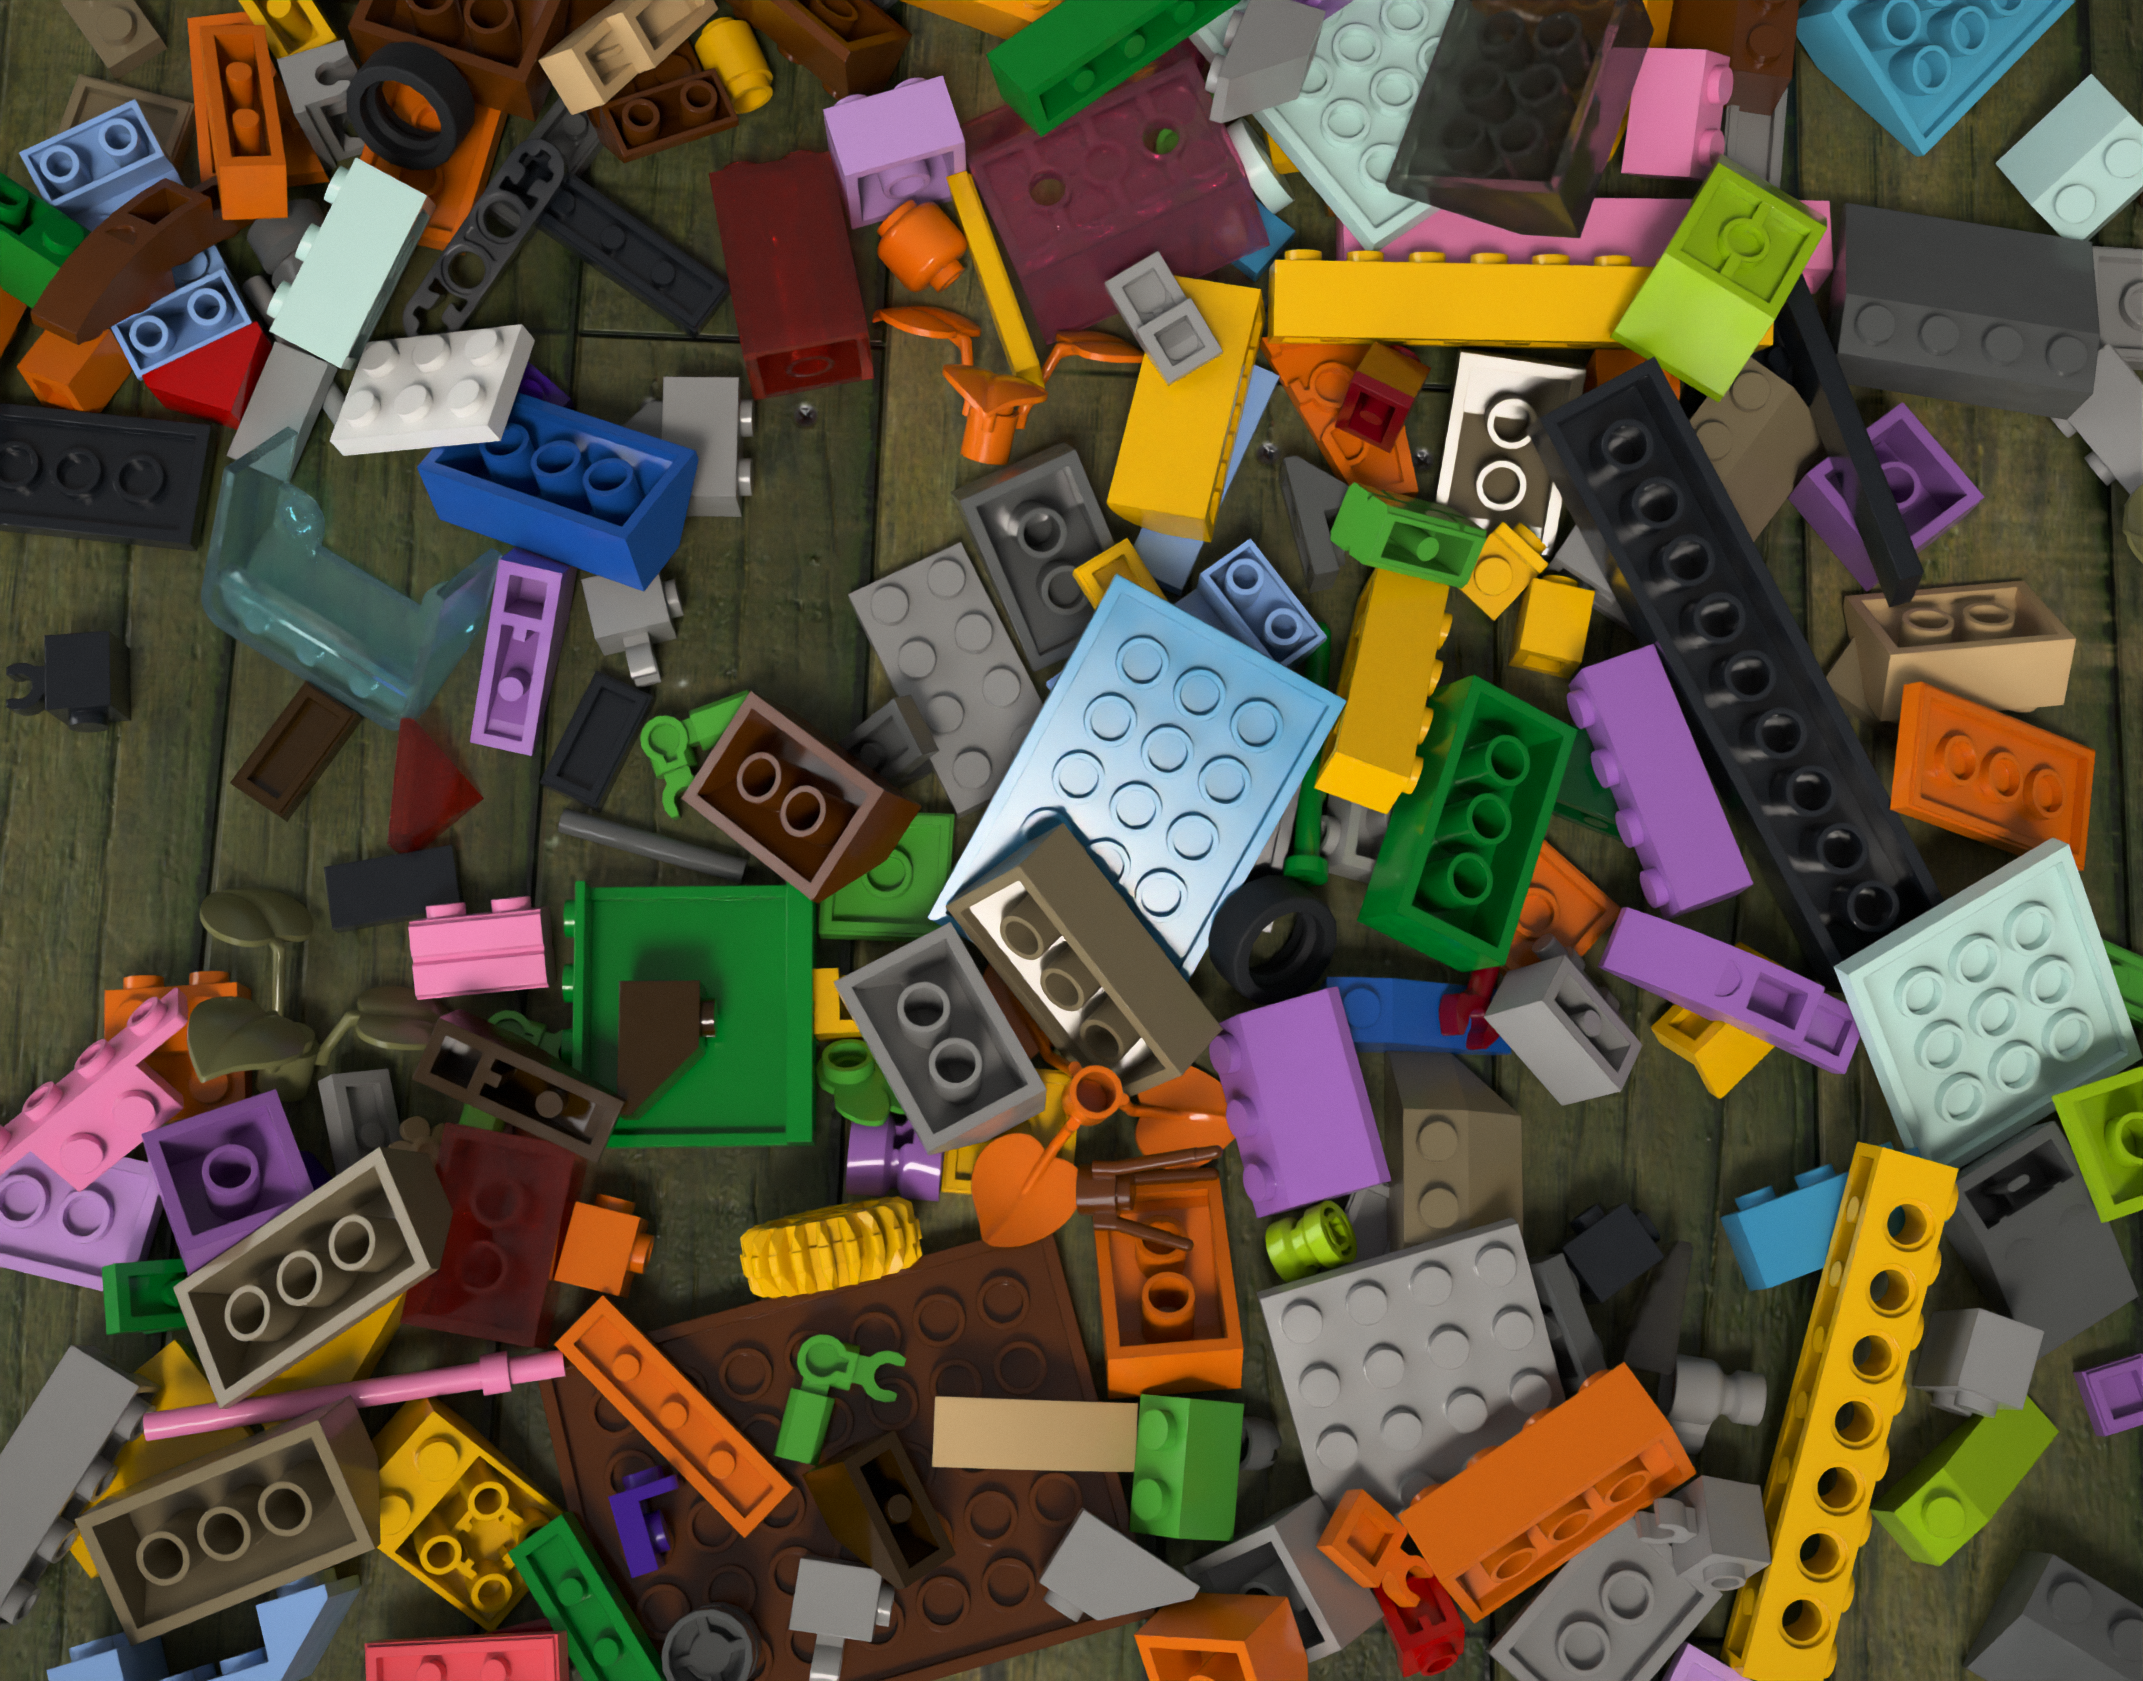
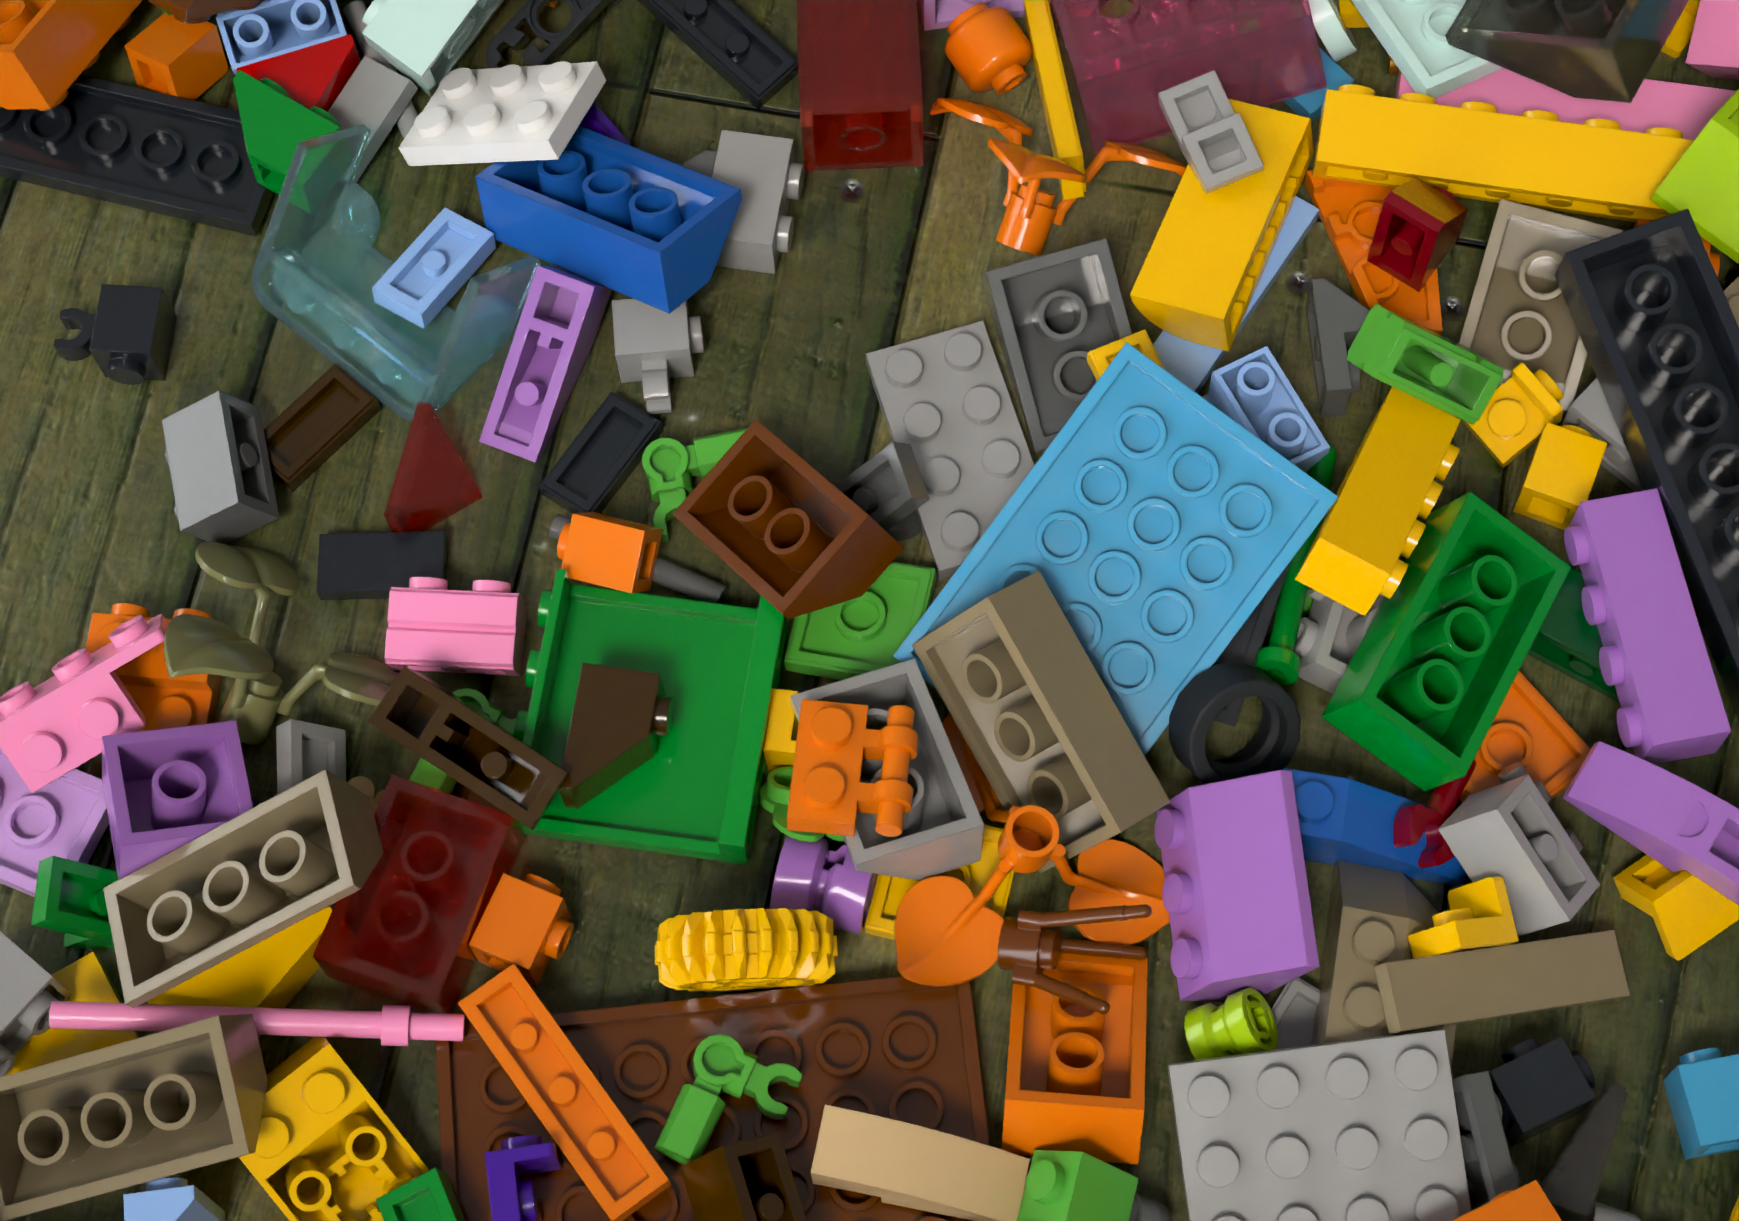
camera: 20 degrees right, 10 degrees down
(197, 440) = (274, 127): none -> green slope
(207, 815) = (219, 468): none -> brick
(390, 564) = (434, 268): none -> light blue plate
(624, 848) = (609, 551): none -> orange brick
(885, 1054) = (829, 764): none -> orange plate
(1532, 1106) = (1476, 920): none -> yellow bracket
(1561, 1157) = (1501, 981): none -> dark tan tile

